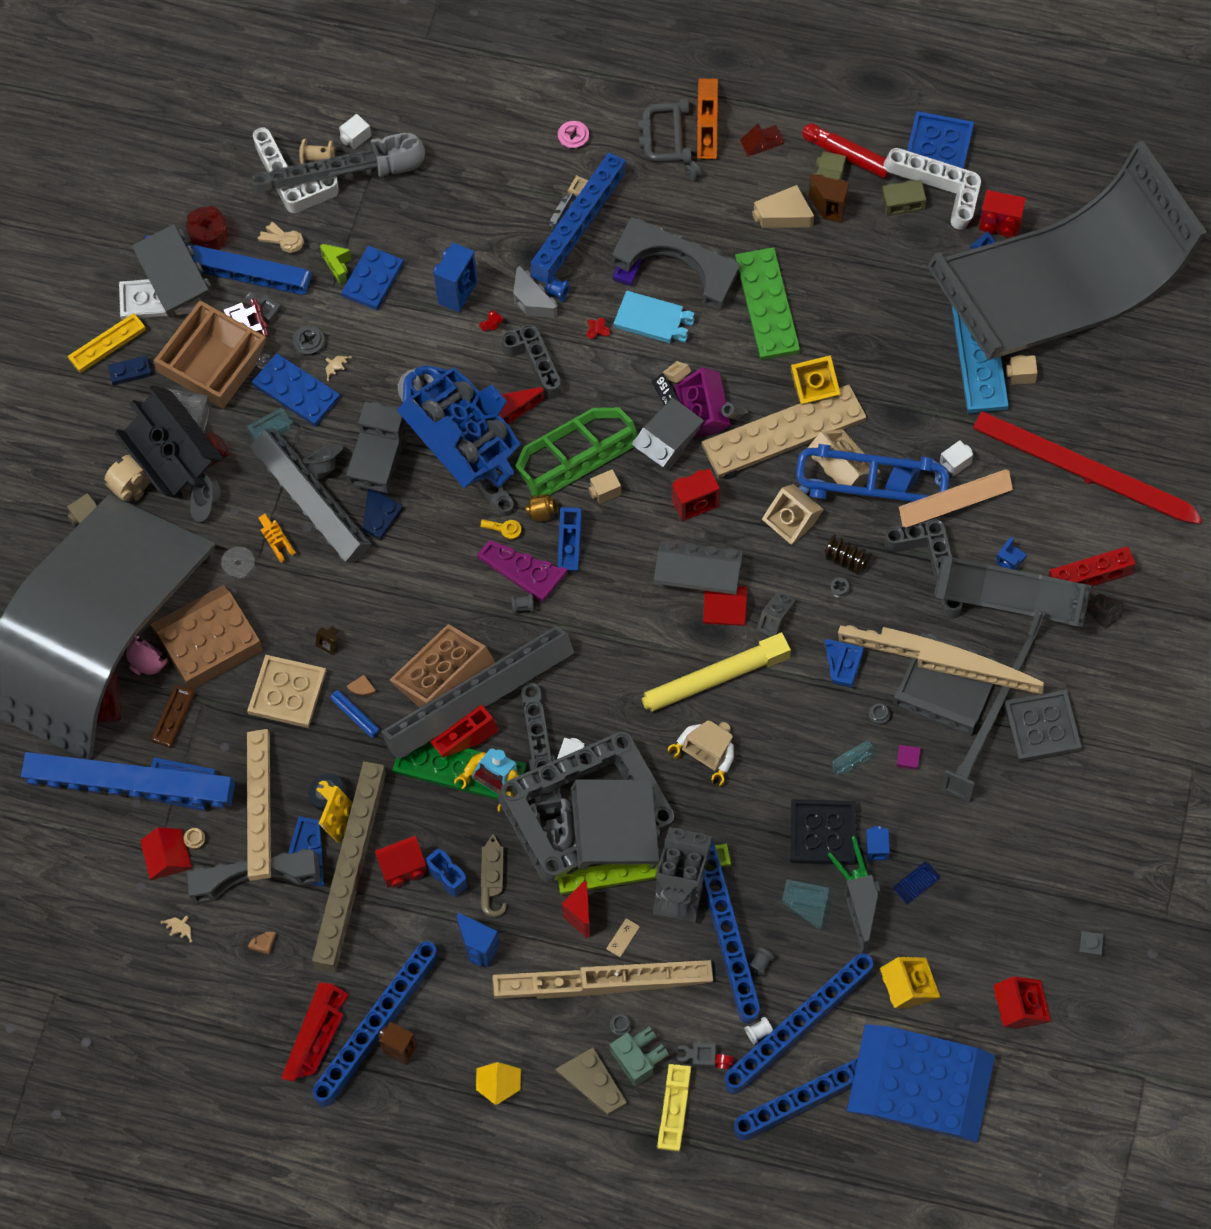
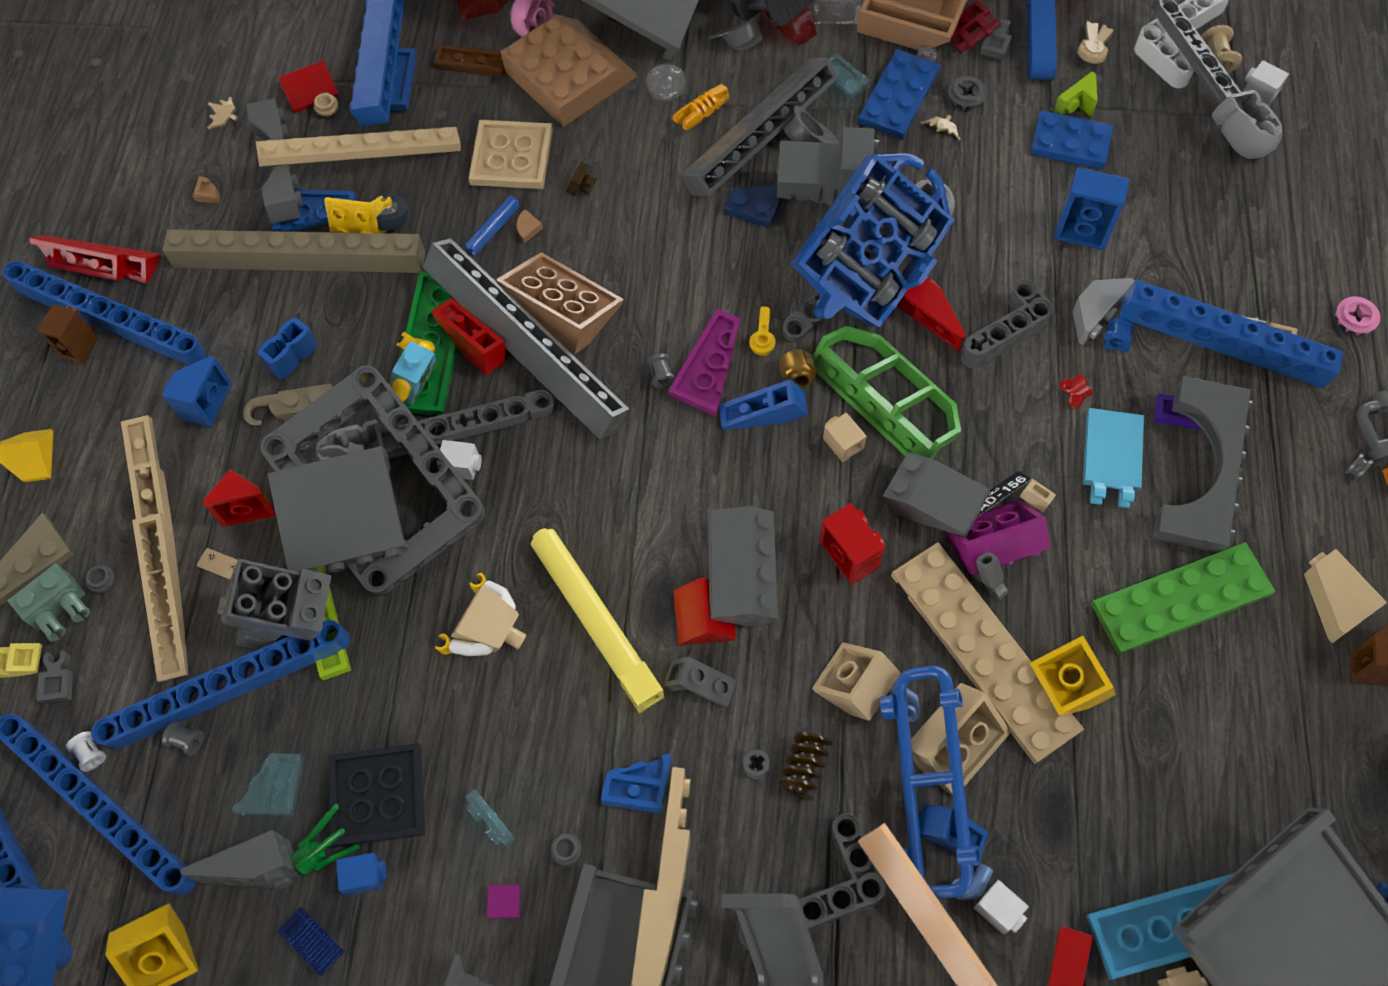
camera: 80 degrees right, 0 degrees up
(401, 862) = (297, 297): red slope -> none
(492, 321) = (1049, 272): red piece -> none
(724, 1061) = (46, 713): red plate -> none

